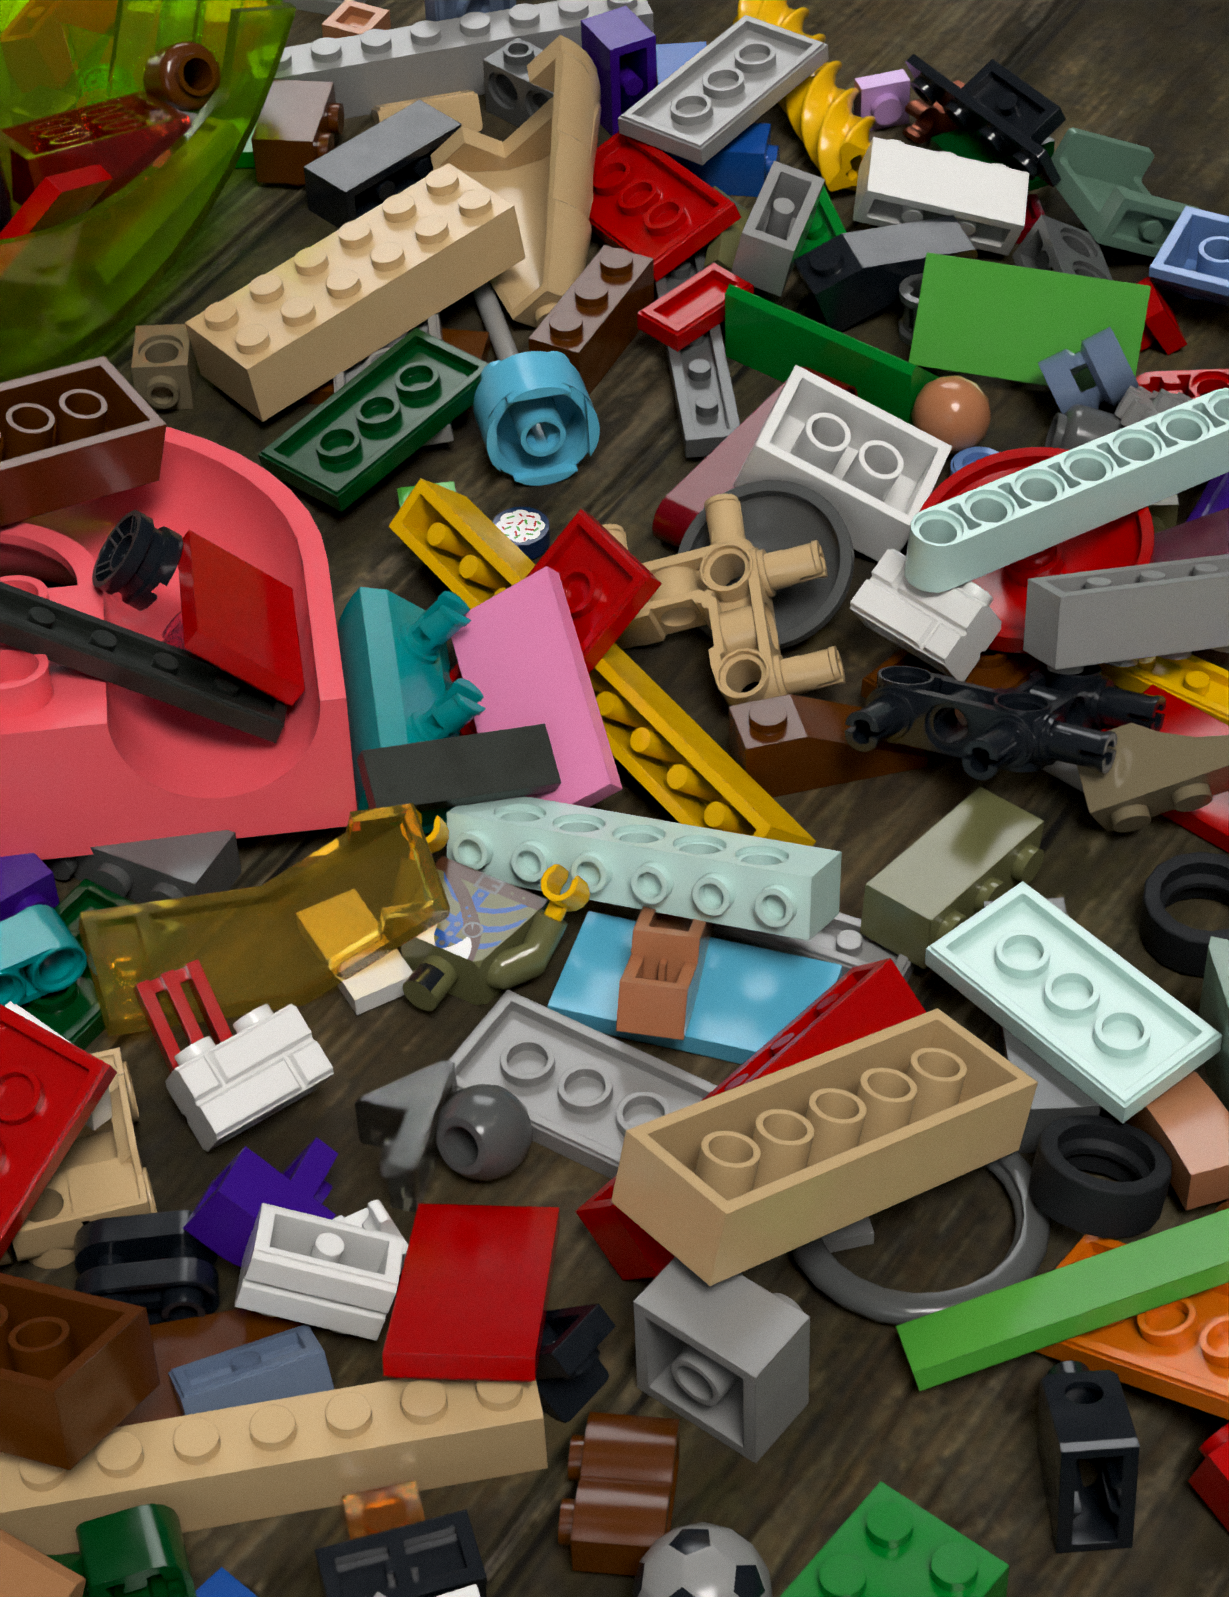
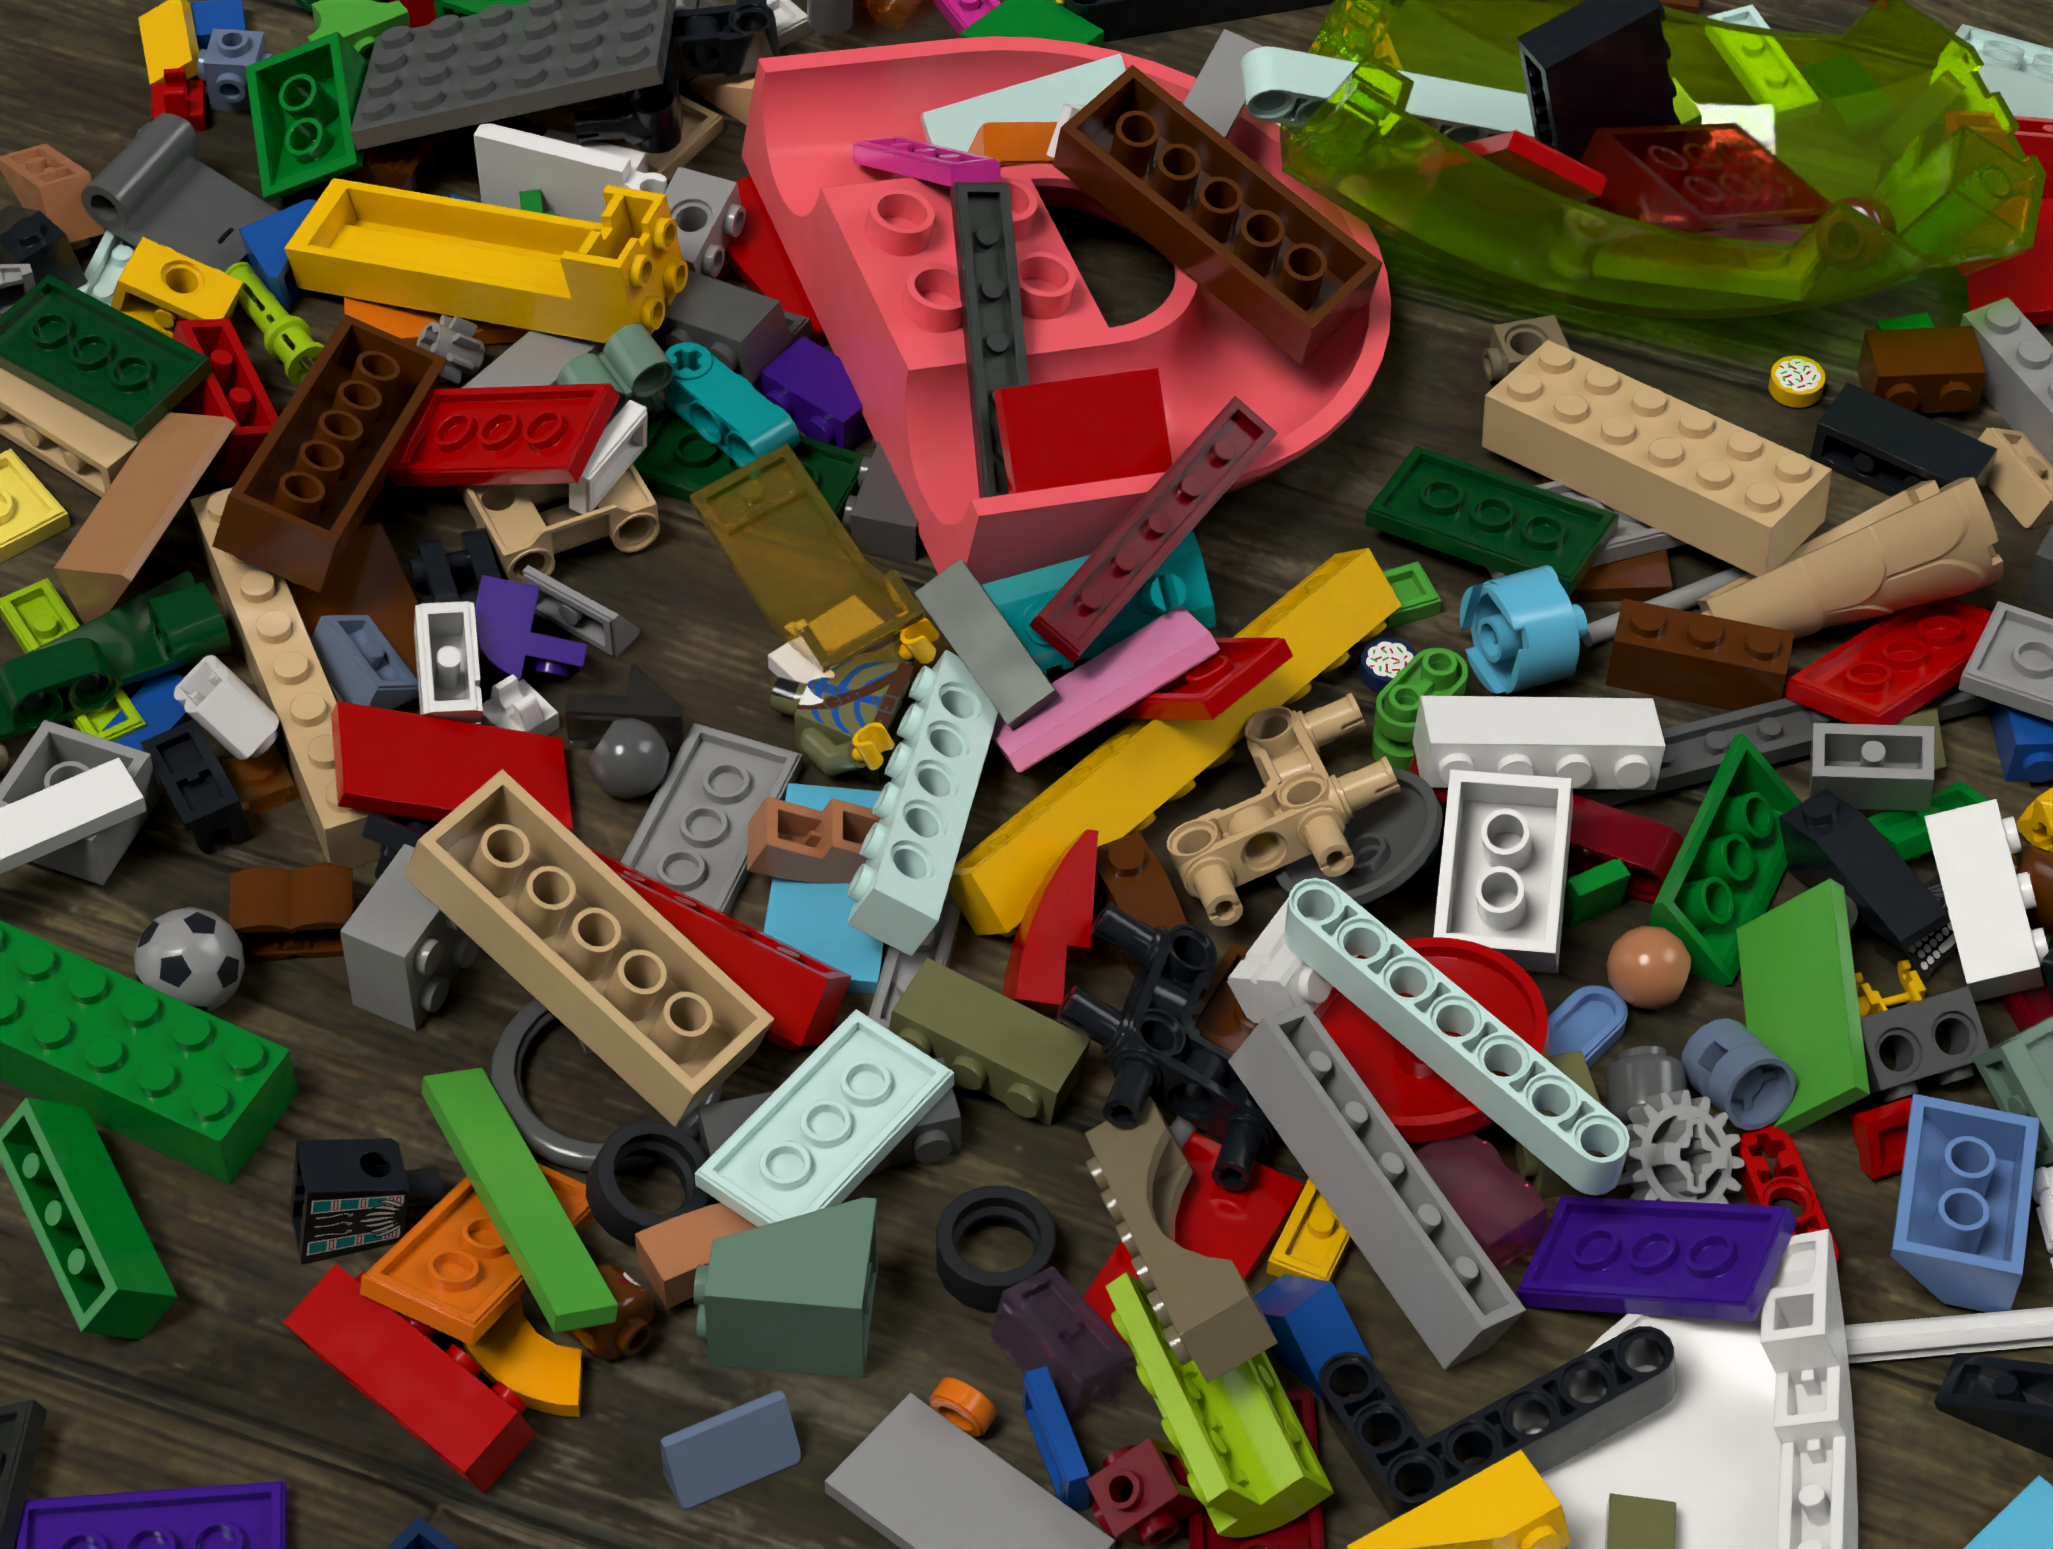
camera: 75 degrees right, 5 degrees up
(137, 559) = (1128, 348): black wheel -> none
(204, 996) = (689, 547): red tile -> none
(247, 1075) = (656, 596): white brick -> none
(258, 218) = (1796, 381): none -> tile
(265, 1137) = (580, 614): none -> light grey slope
(306, 1511) = (227, 709): none -> white brick
(384, 594) = (1152, 530): none -> dark red tile
(598, 487) = (1427, 674): none -> bright green brick
(690, 307) = (1721, 715): red tile -> none
(697, 416) = (1579, 738): none -> white brick
(827, 791) = (1054, 929): none -> red slope

